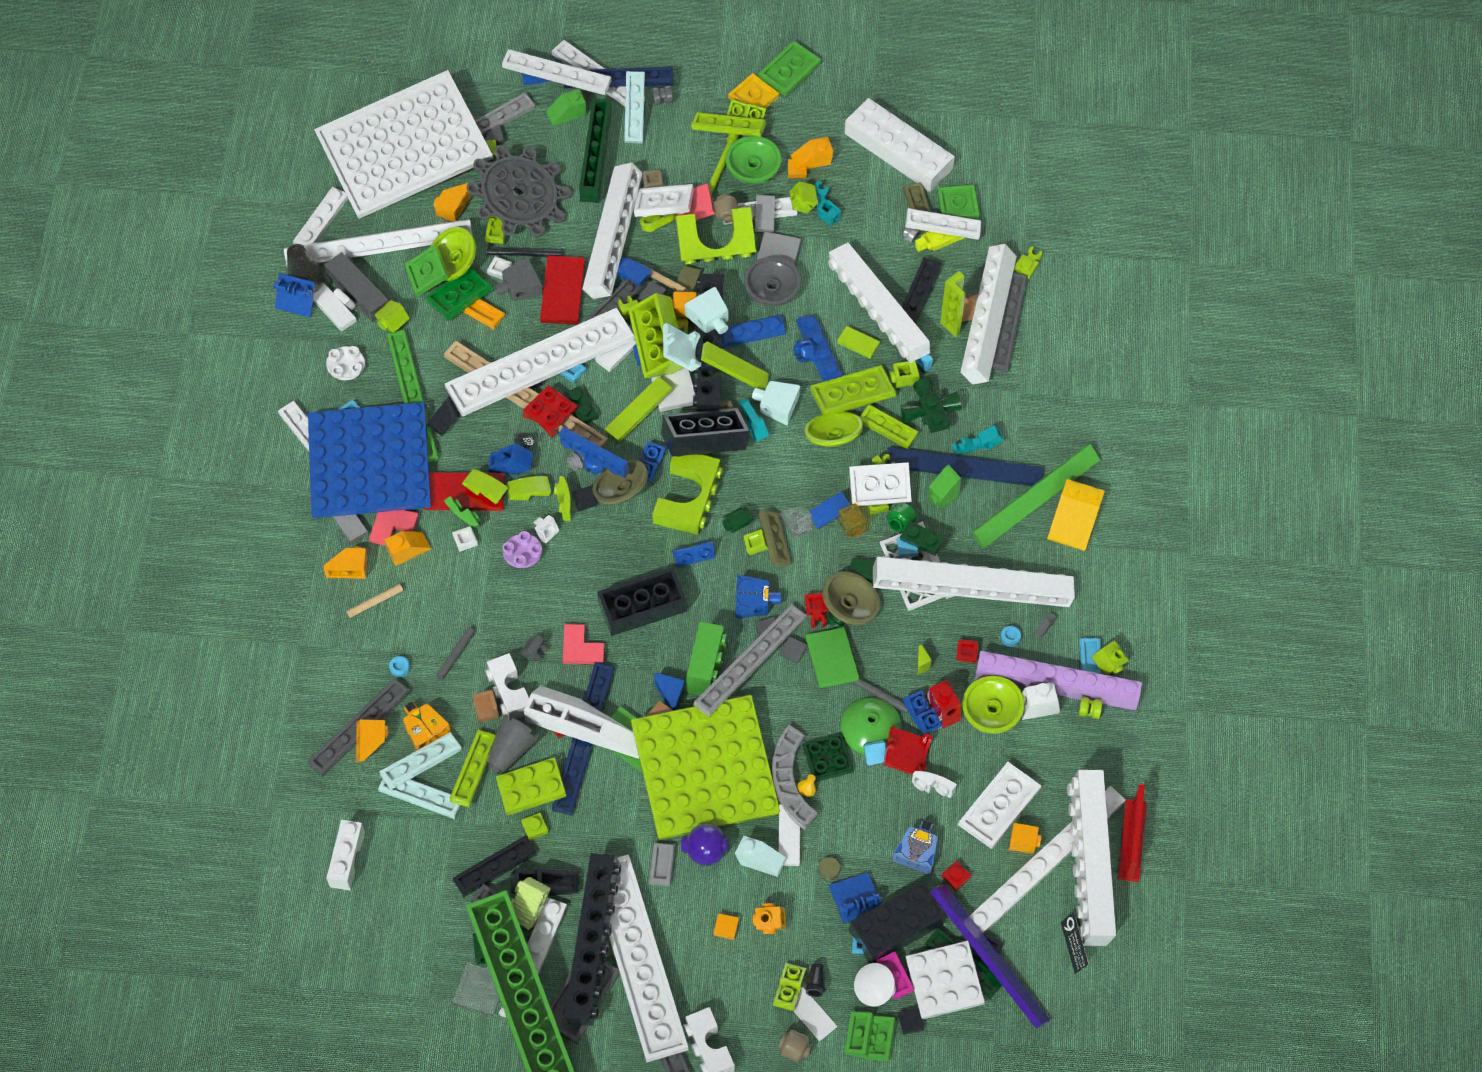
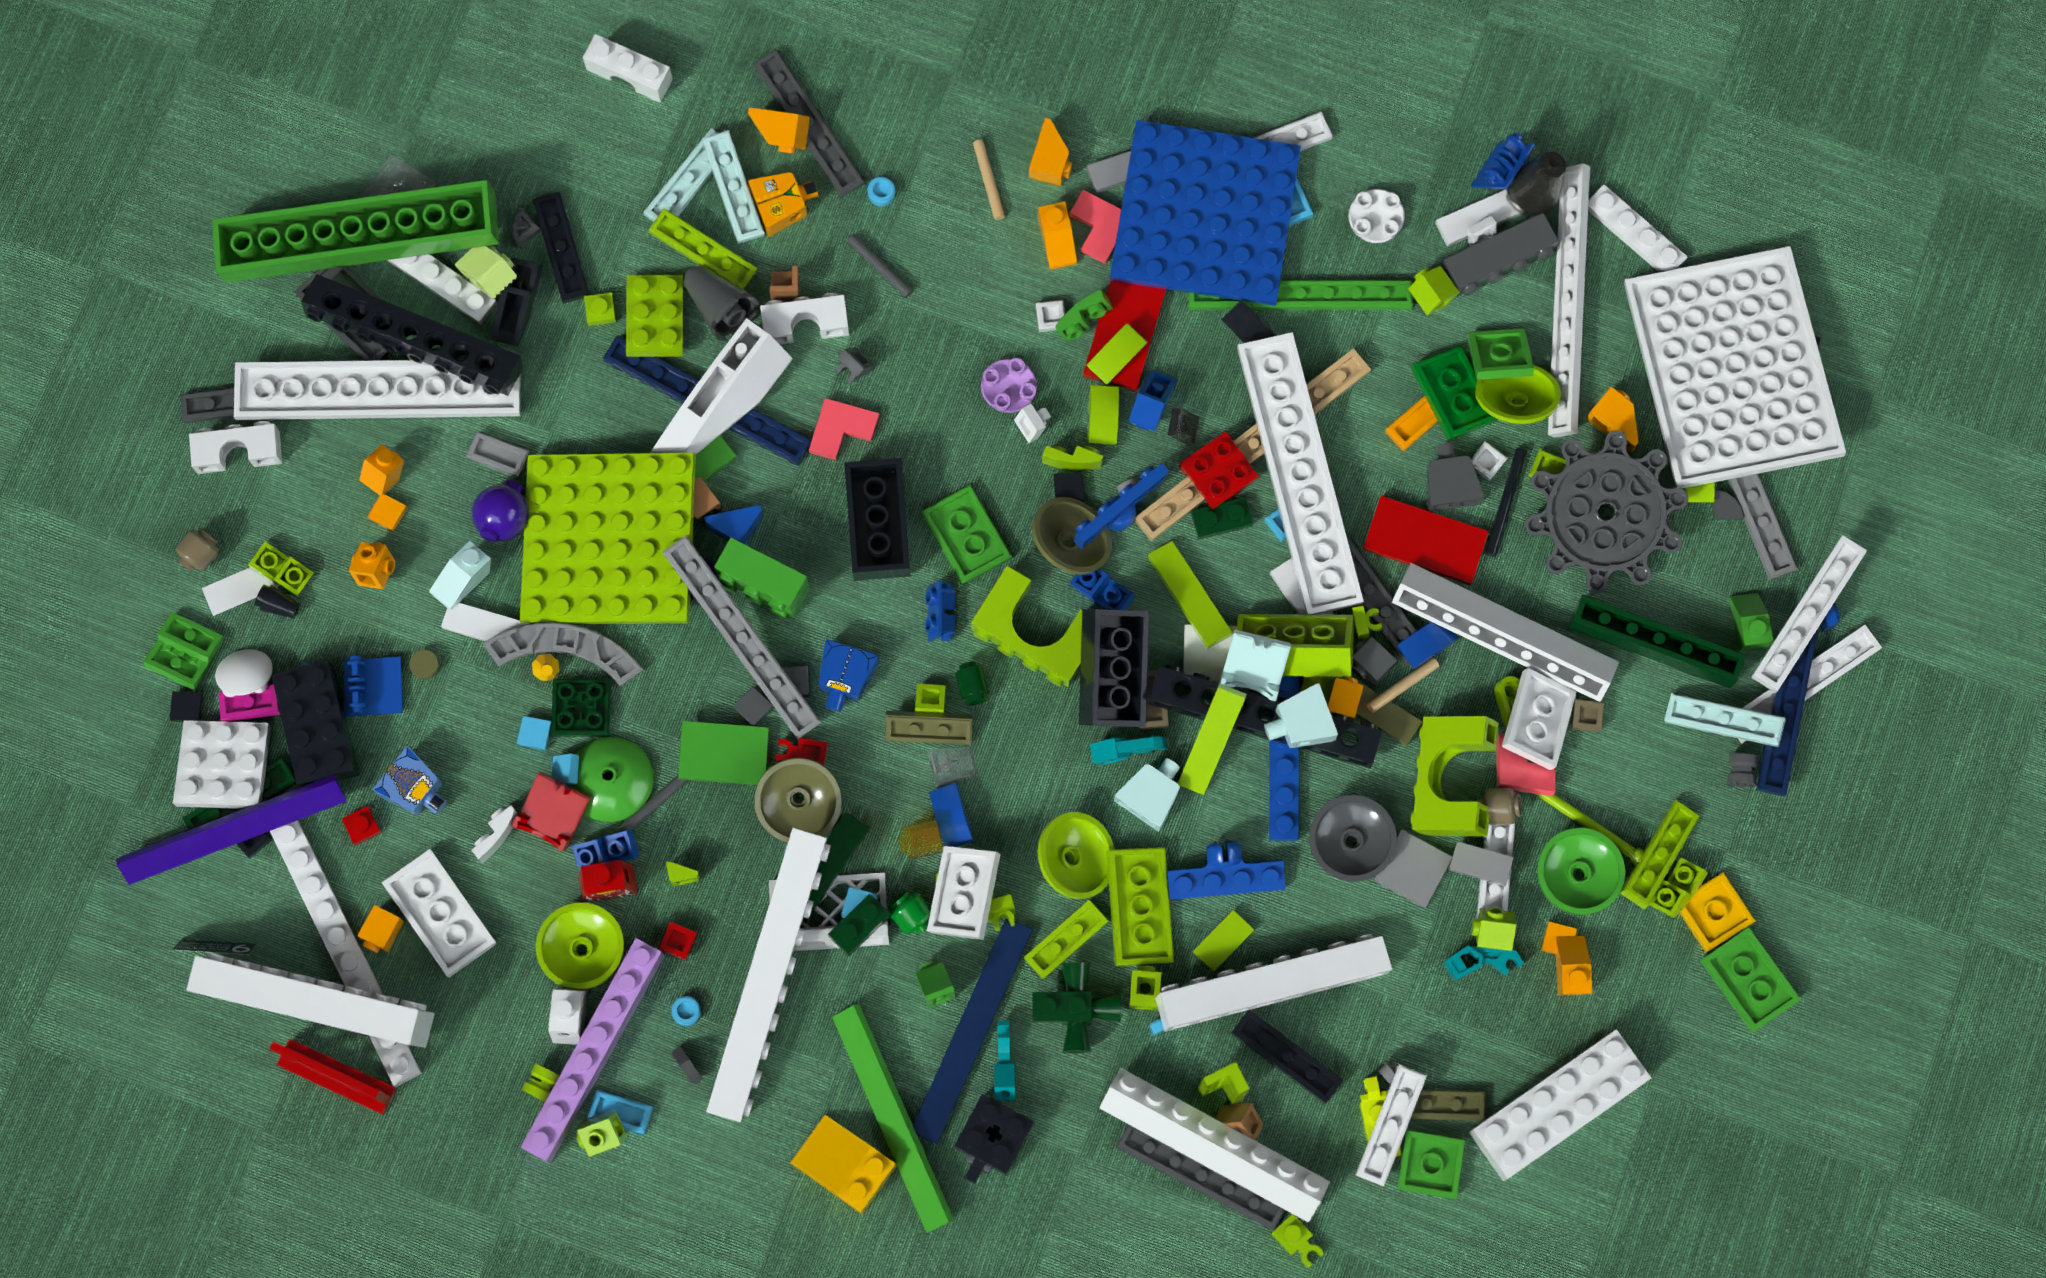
camera: 105 degrees right, 15 degrees up
(634, 551) = (966, 535): none -> bright green tile
(698, 933) = (381, 469): none -> light orange brick
(855, 782) = (534, 733): none -> medium azure tile
(1029, 435) = (975, 1140): none -> black hinge

